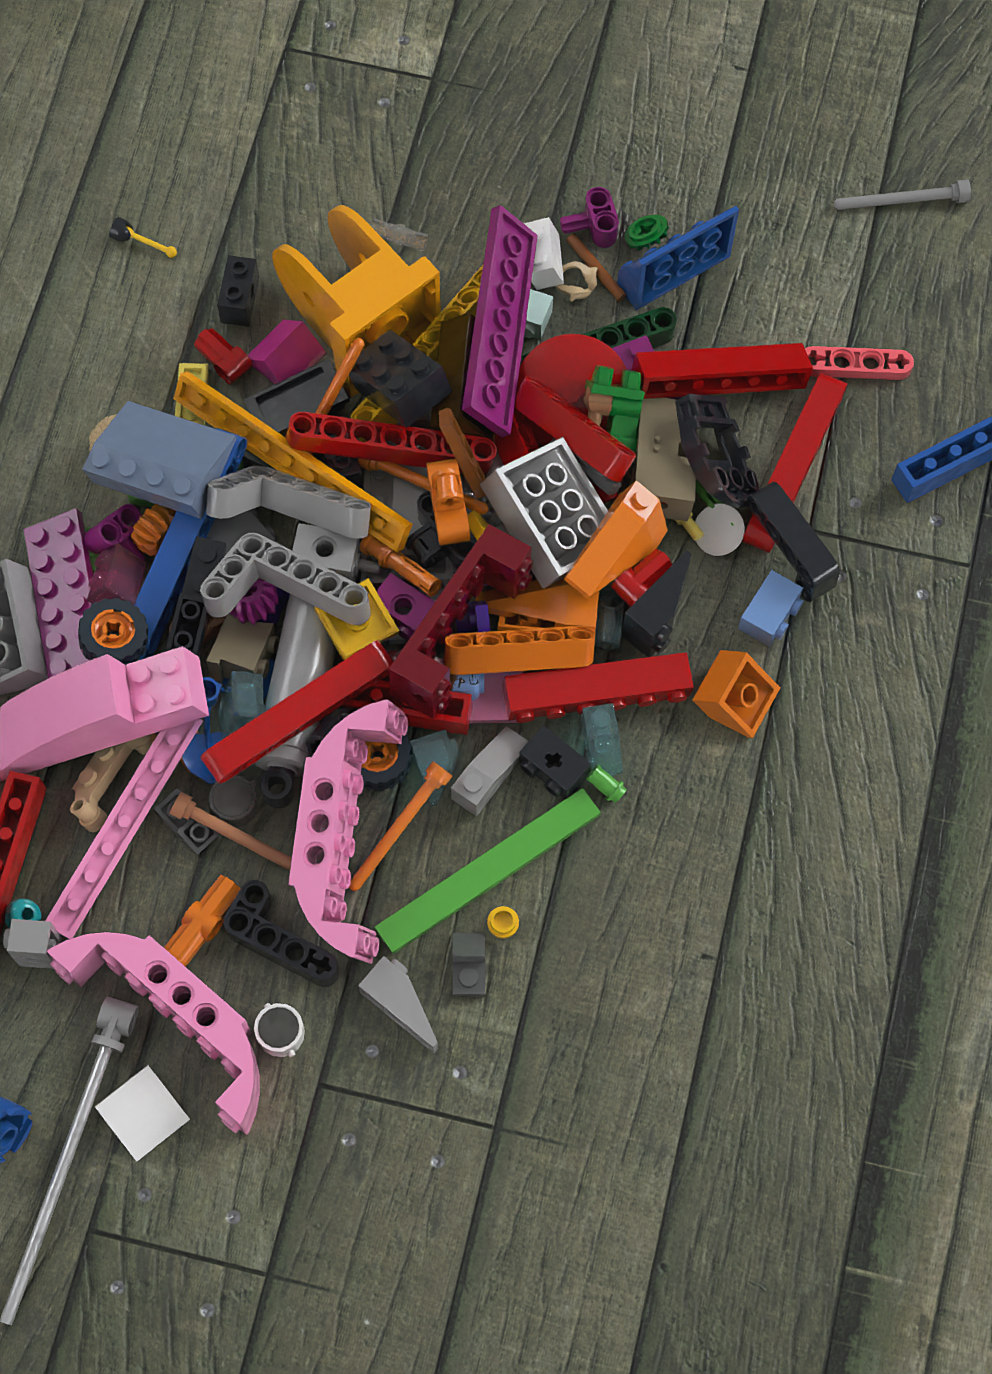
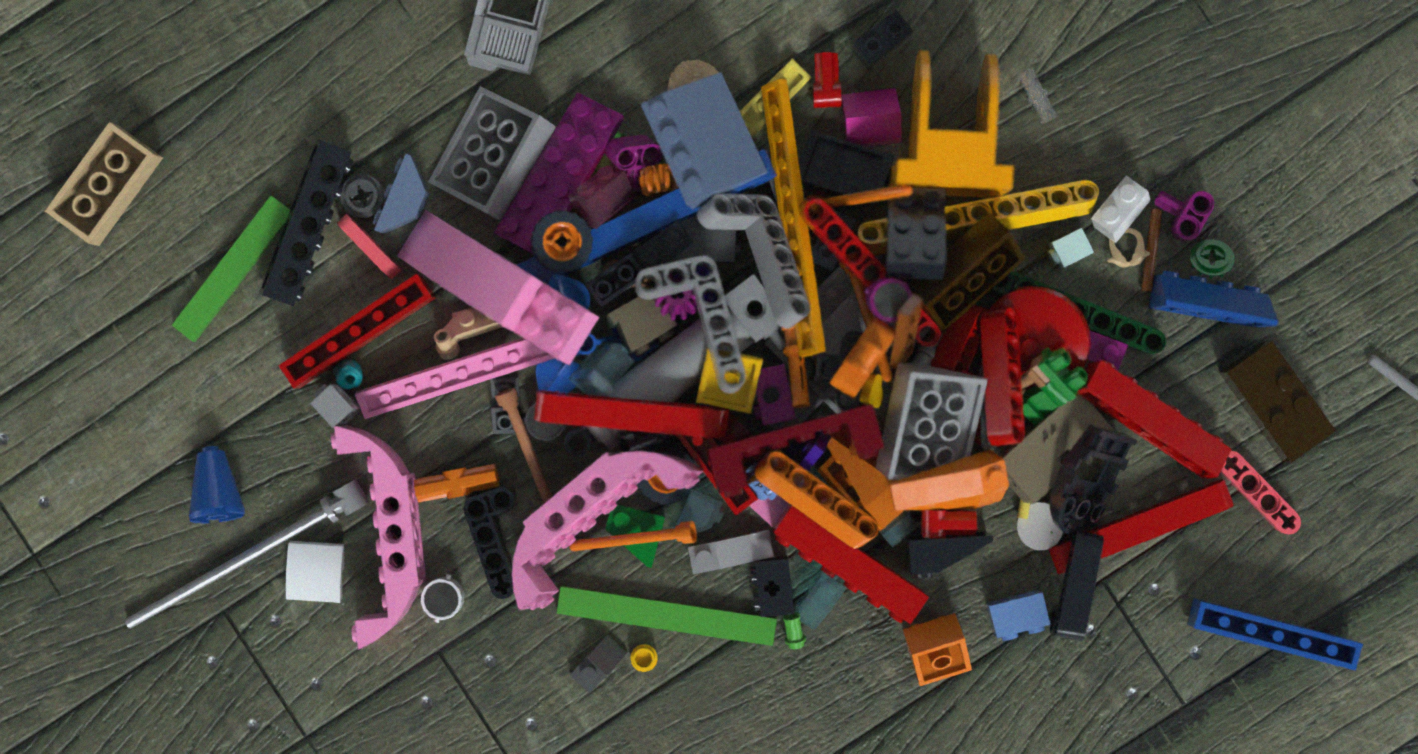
camera: 45 degrees right, 20 degrees up
(377, 822) = (631, 520): none -> green wing
(394, 994) = (532, 643): light grey slope -> none
(423, 441) = (887, 298): none -> pearl dark grey piece
(500, 322) = (1030, 250): magenta plate -> none
(800, 286) = (1277, 401): none -> dark brown brick

